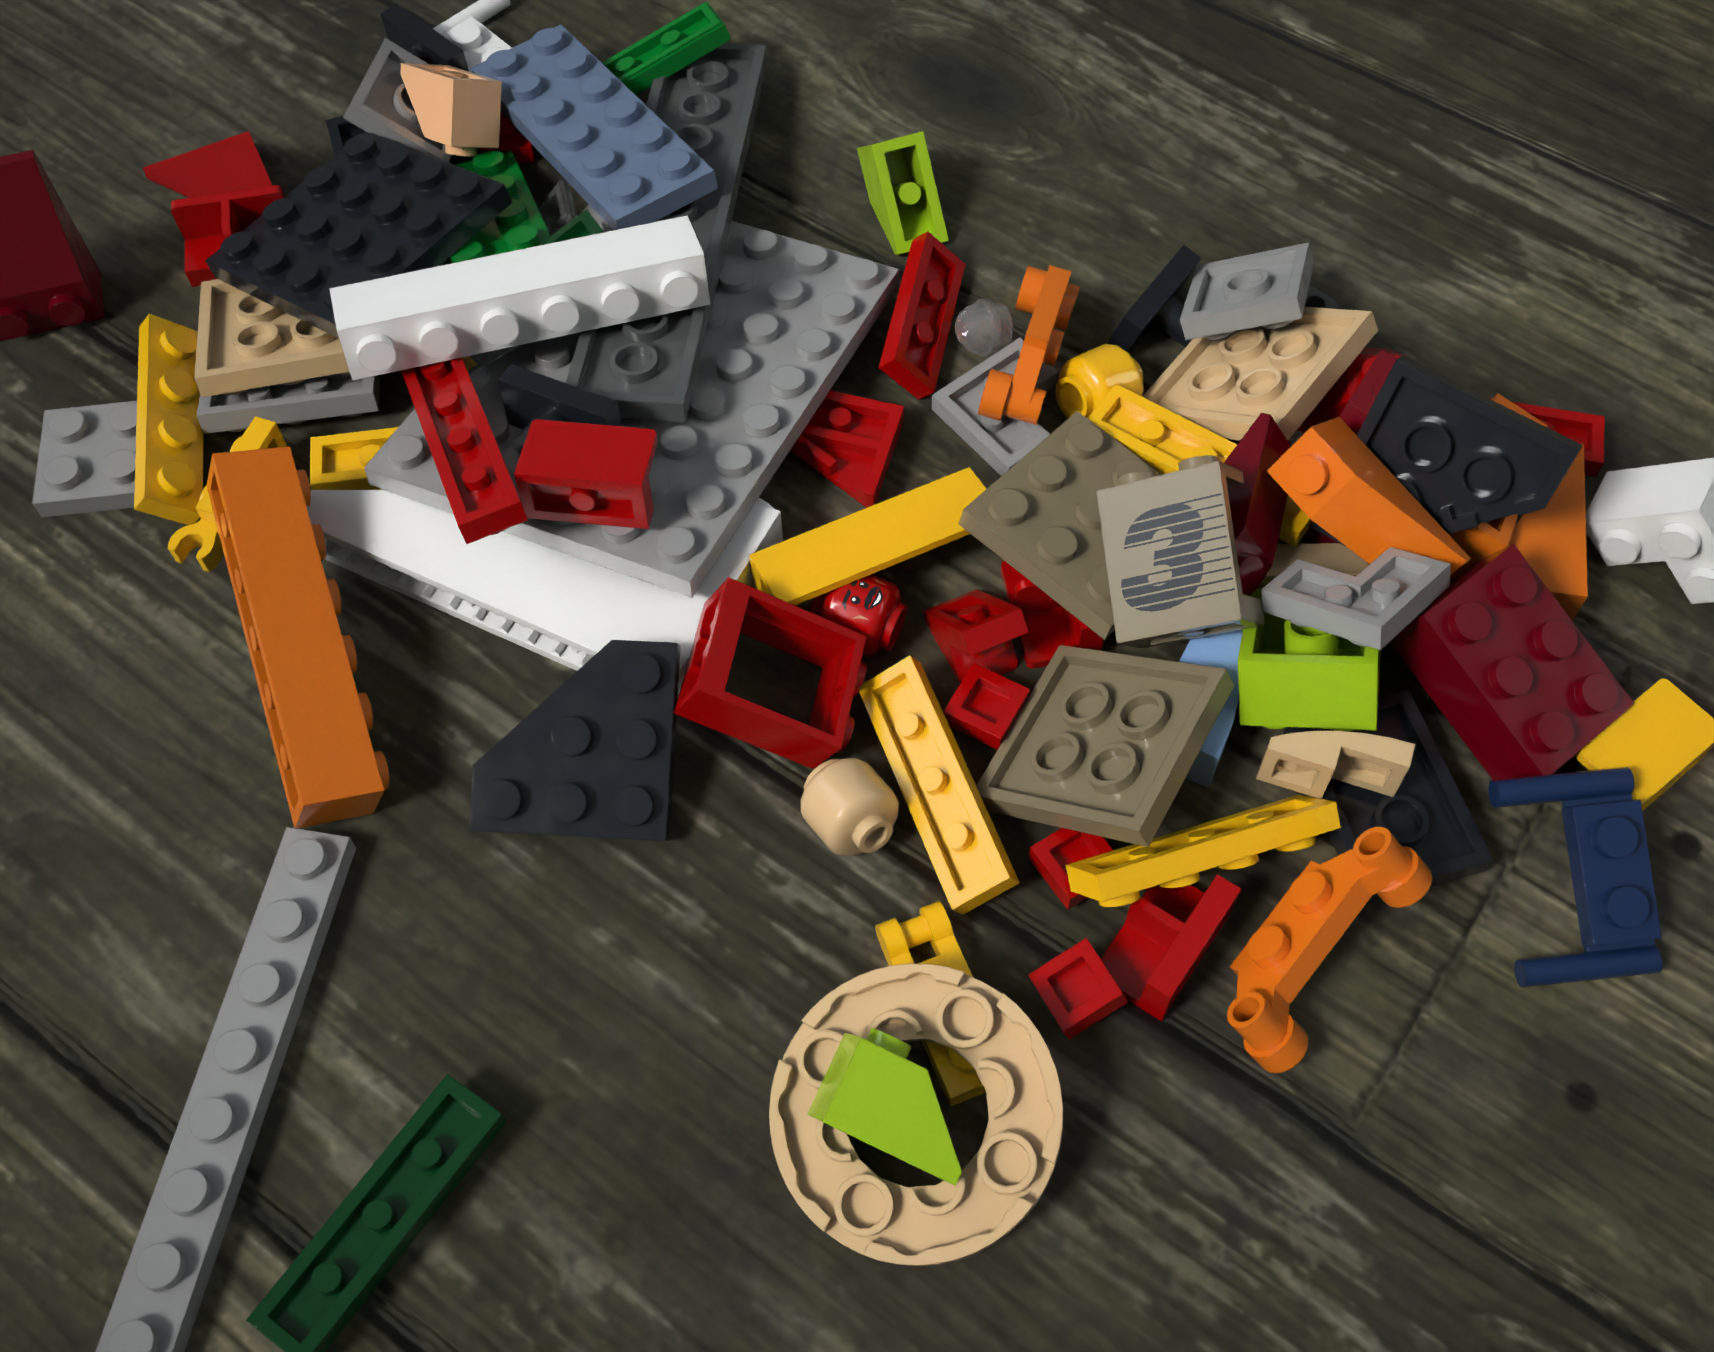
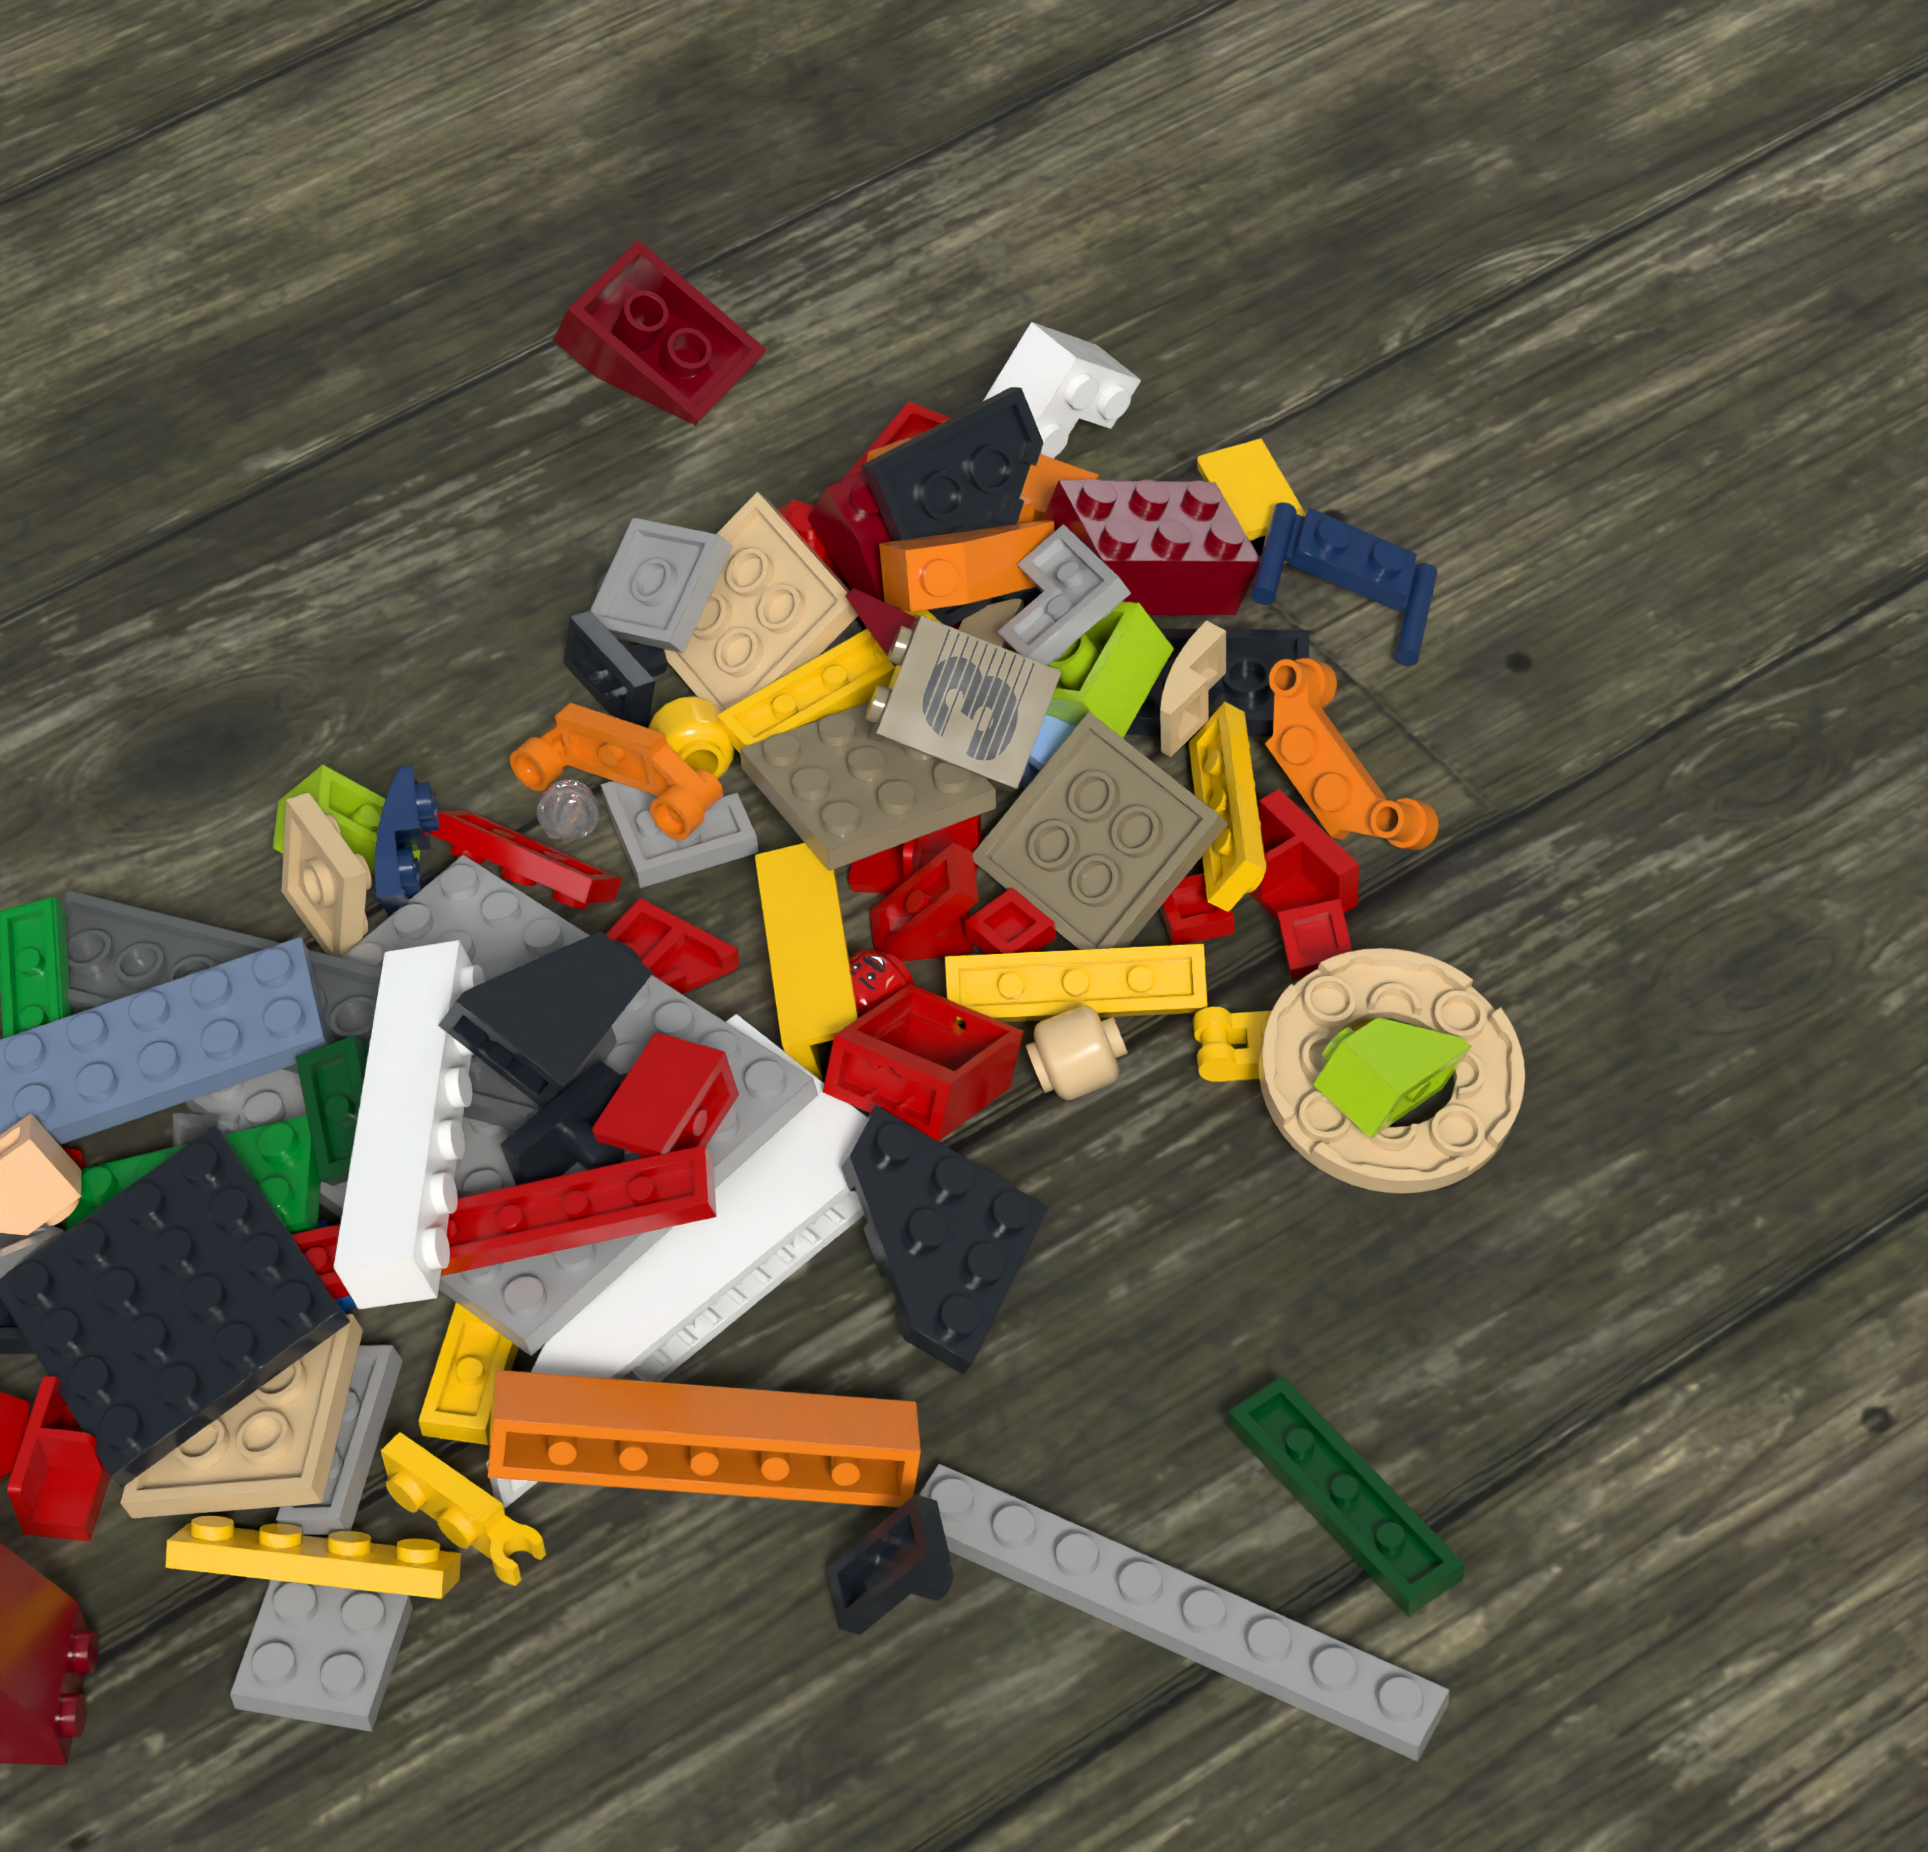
camera: 70 degrees left, 10 degrees down
(209, 831) = (889, 1564): none -> black tile
(637, 344) = (548, 1013): none -> black slope
(824, 181) = (323, 877): none -> tan plate
(866, 208) = (403, 828): none -> dark blue slope
(1570, 204) = (657, 337): none -> dark red slope

